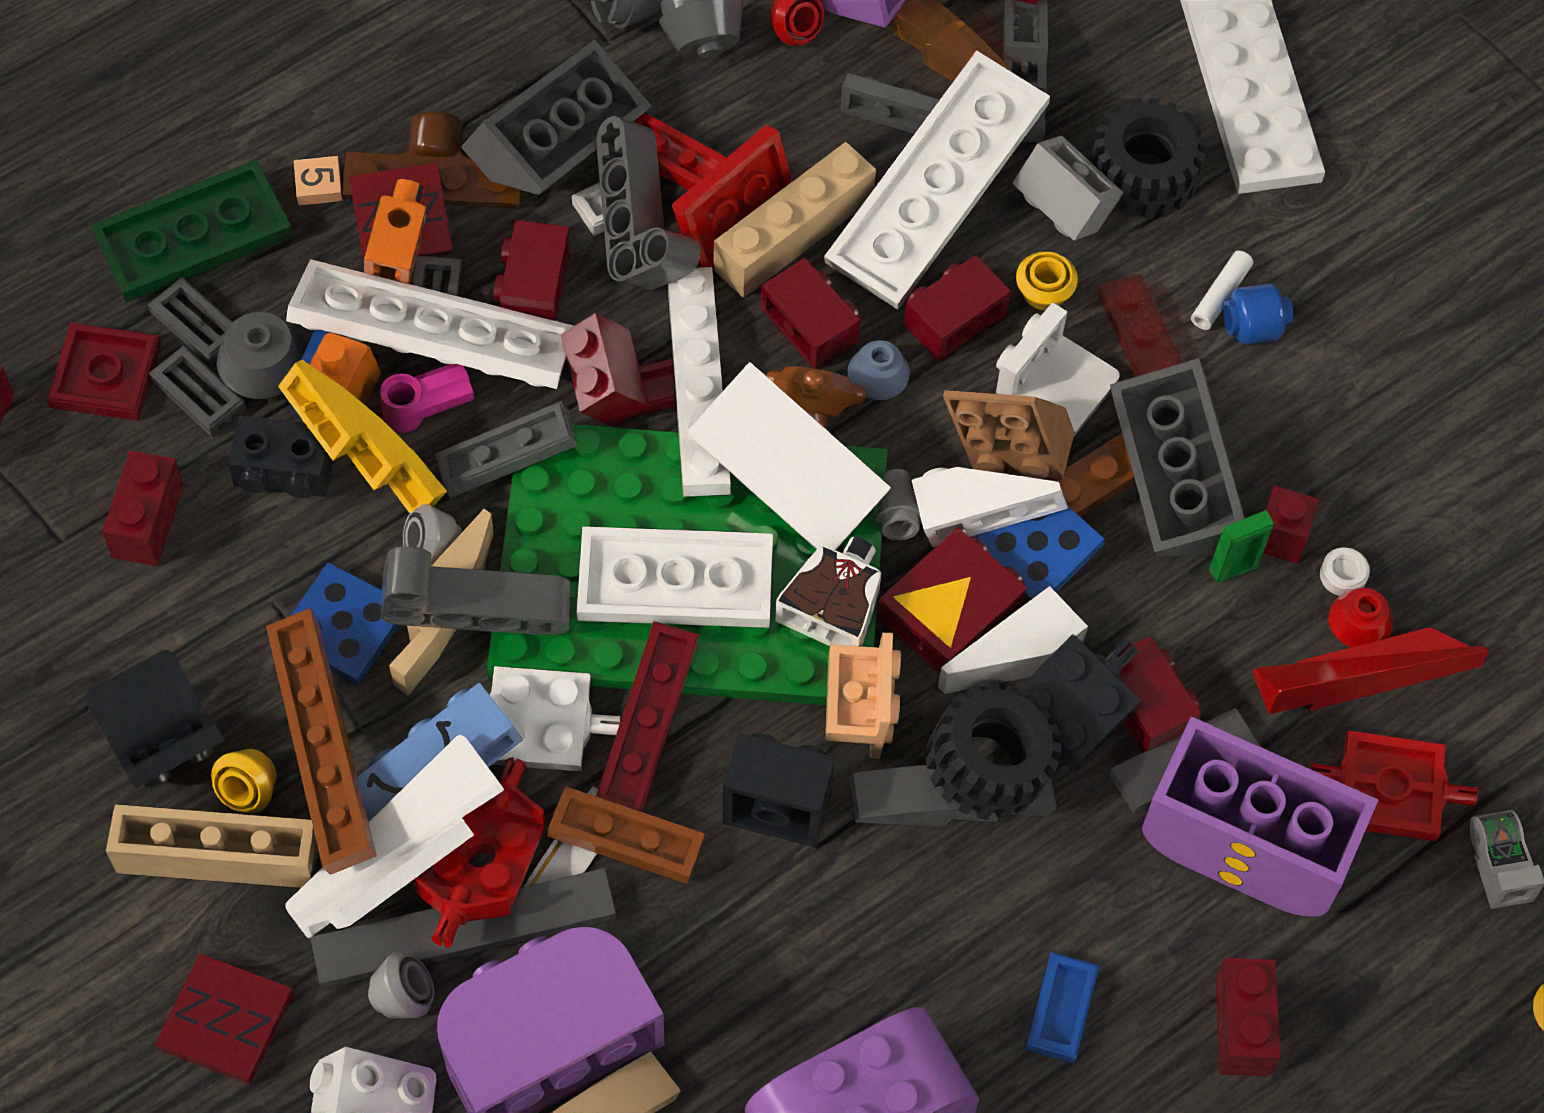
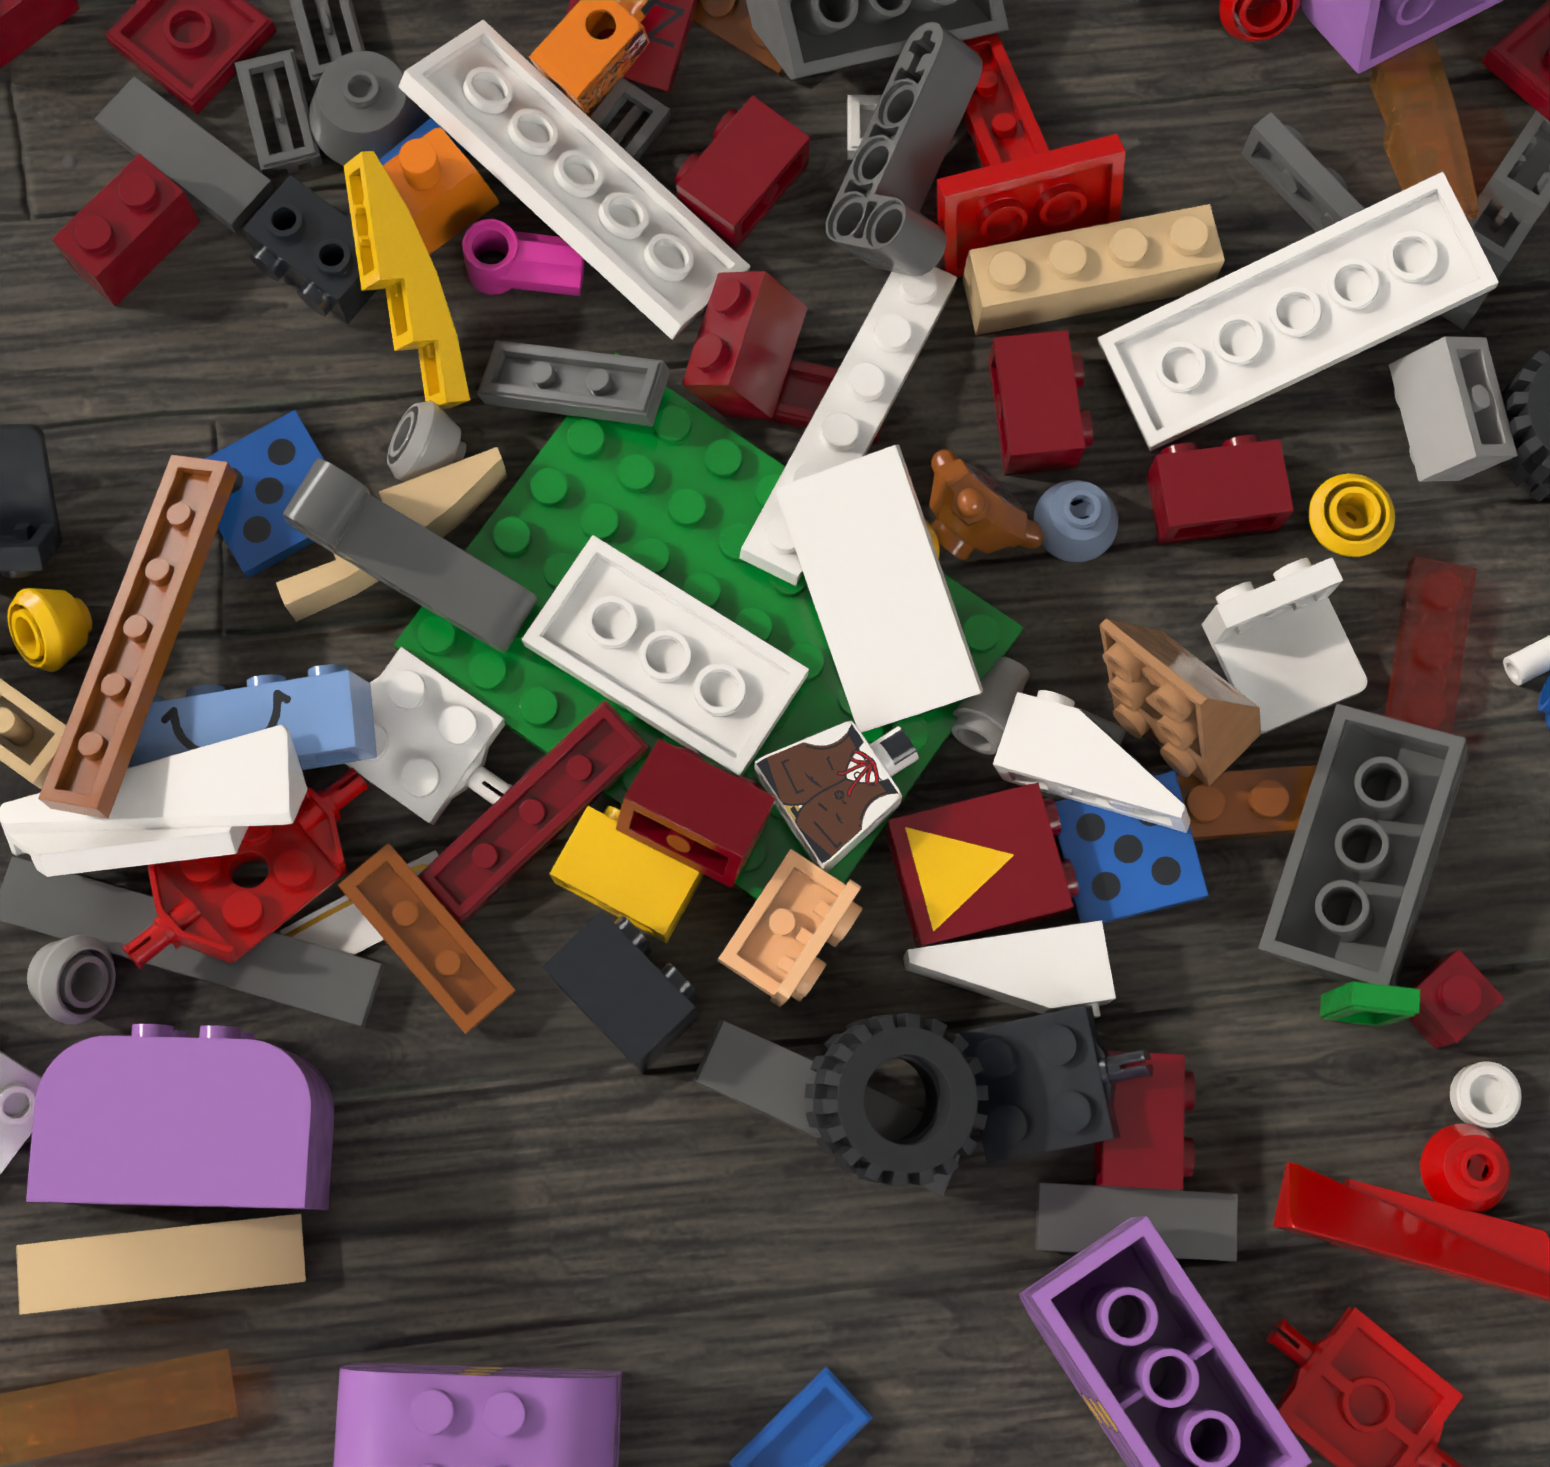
camera: 30 degrees right, 15 degrees up
(109, 439) = (185, 154): none -> dark grey tile
(717, 716) = (624, 875): none -> yellow brick
(757, 654) = (695, 812): none -> dark red brick

